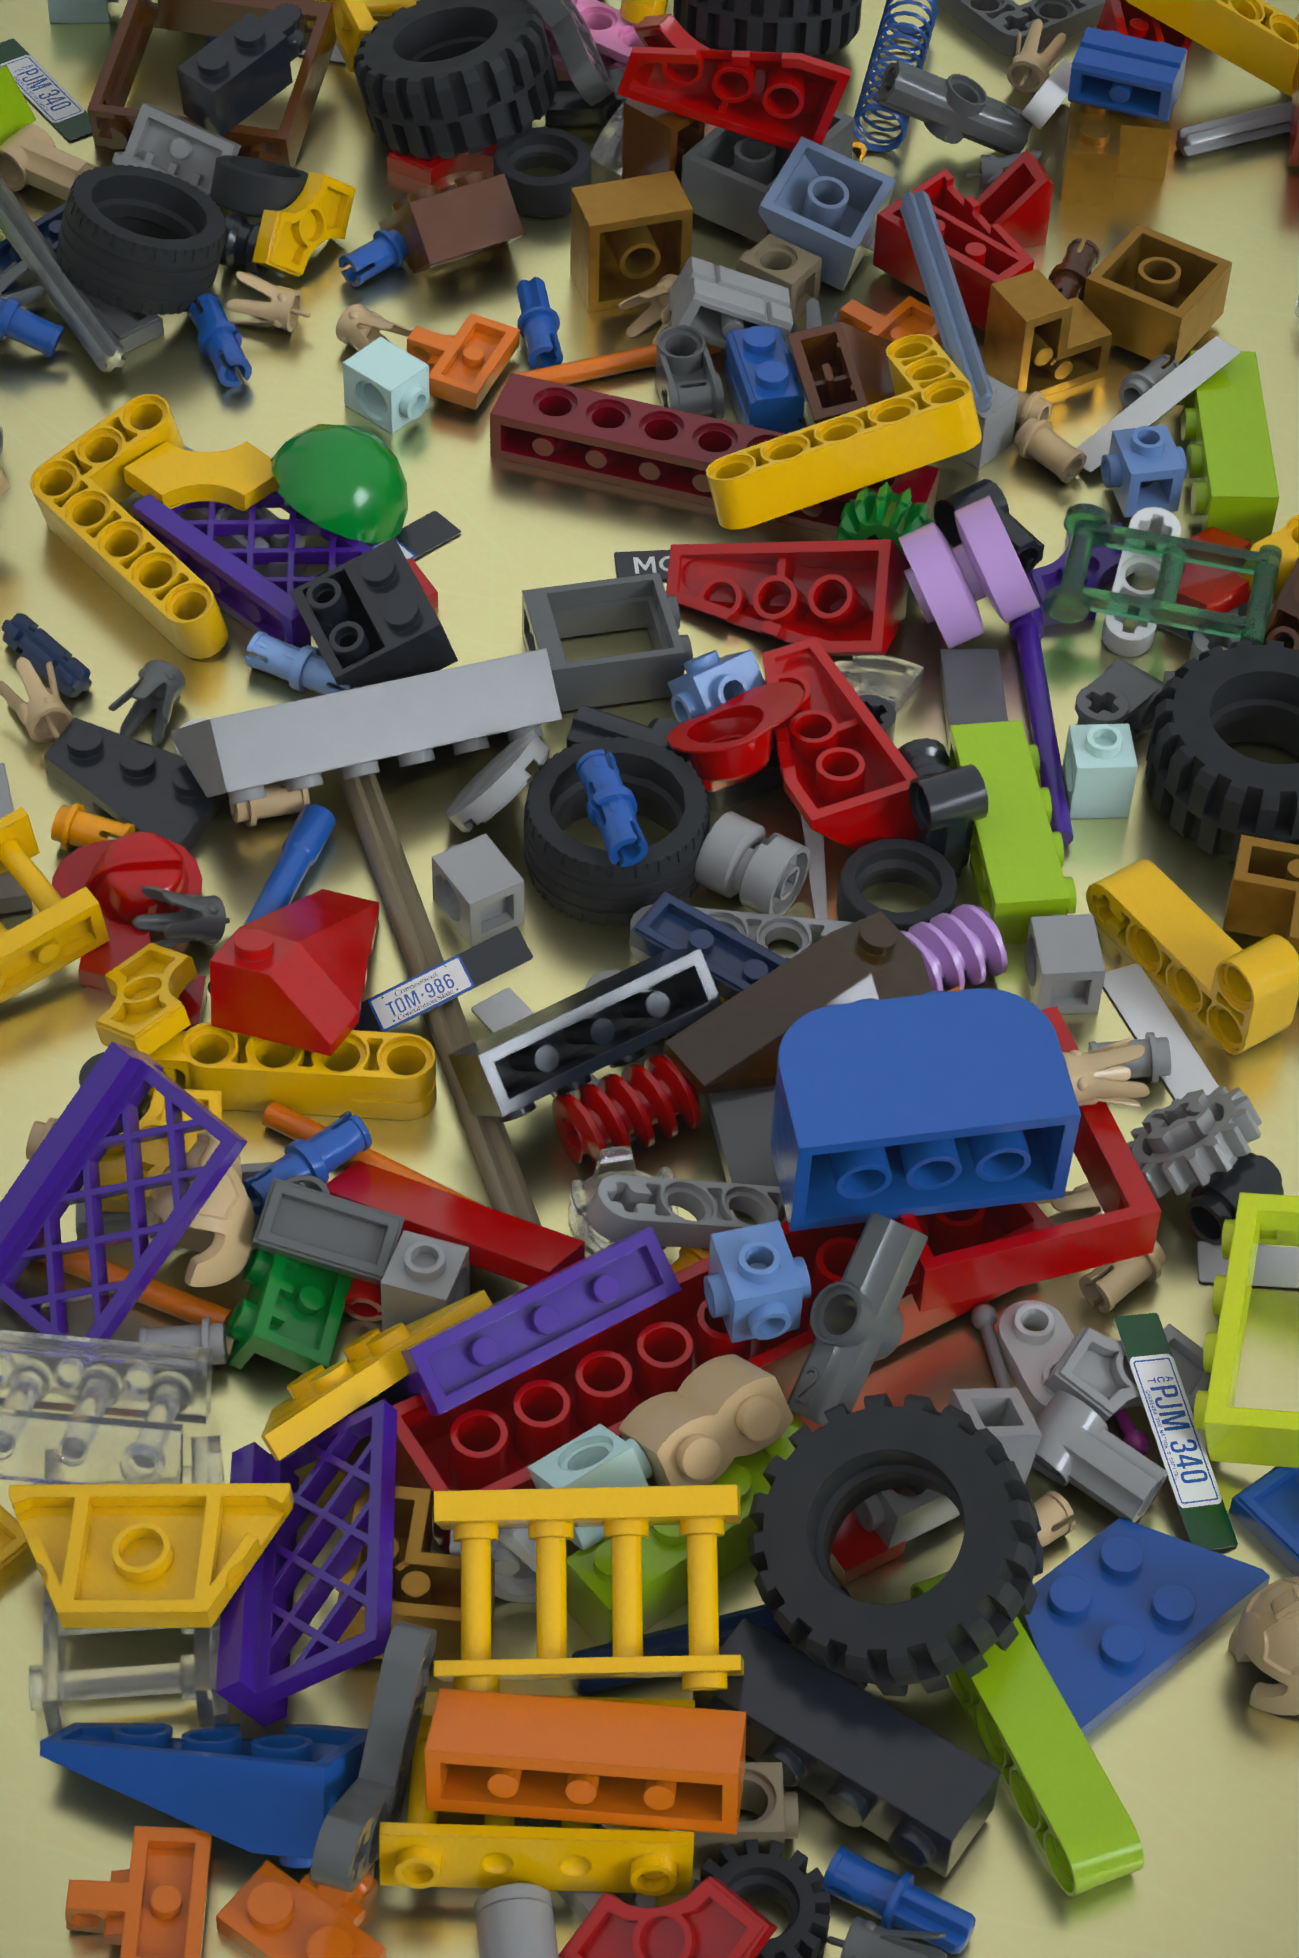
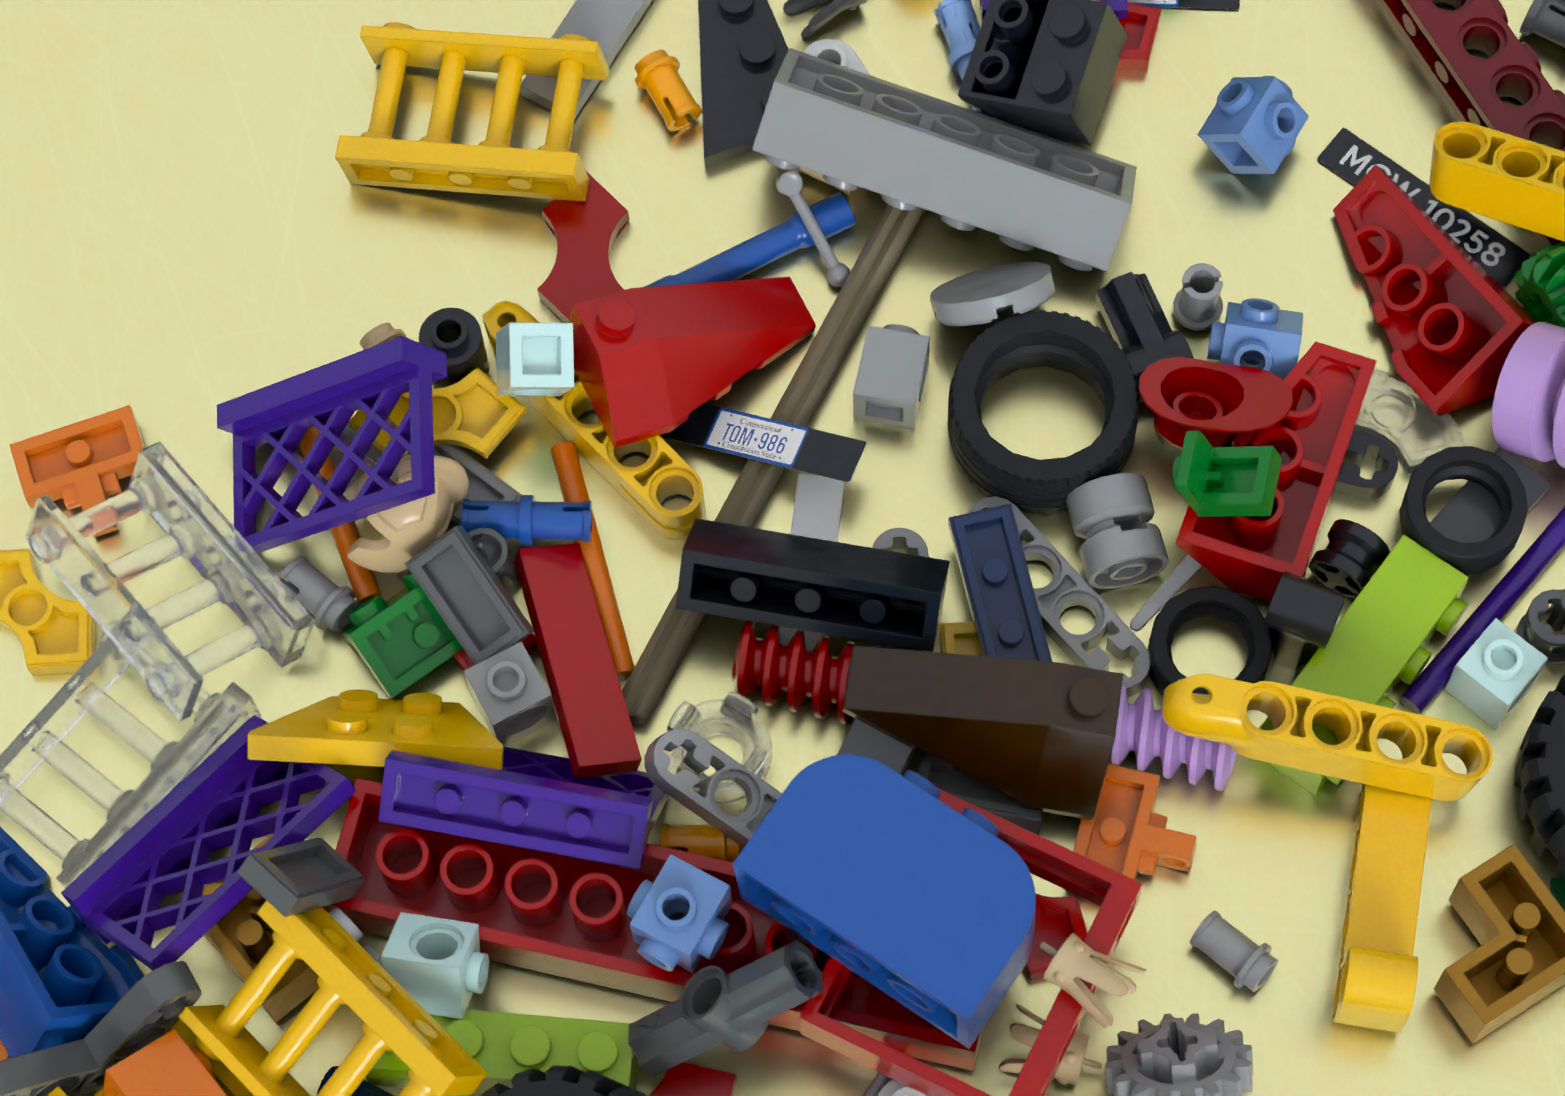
camera: 50 degrees right, 20 degrees up
(120, 868) = (650, 158): red piece -> none
(147, 999) = (555, 274): yellow tile -> none
(147, 1548) = (112, 748): yellow wing -> none
(199, 921) = (666, 227): dark grey piece -> none
(212, 1025) = (535, 359): none -> light aqua brick
(271, 810) = (790, 184): none -> light grey hinge
(433, 1475) = (301, 876): none -> dark grey tile
(559, 559) = (1253, 124): none -> medium blue brick
(602, 608) = (1248, 176): dark grey window -> none
(612, 808) = (1021, 402): blue pin -> none
(642, 691) = (1199, 298): none -> light grey pin
(713, 1417) = (548, 990): tan brick -> none
(812, 750) = (1226, 478): none -> green bracket
(962, 660) = (1478, 467): none -> black tyre
(1055, 854) = (1357, 725): none -> yellow piece
(1065, 963) = (1272, 824): light grey brick -> none
(1147, 1012) = (1297, 948): white sticker -> none

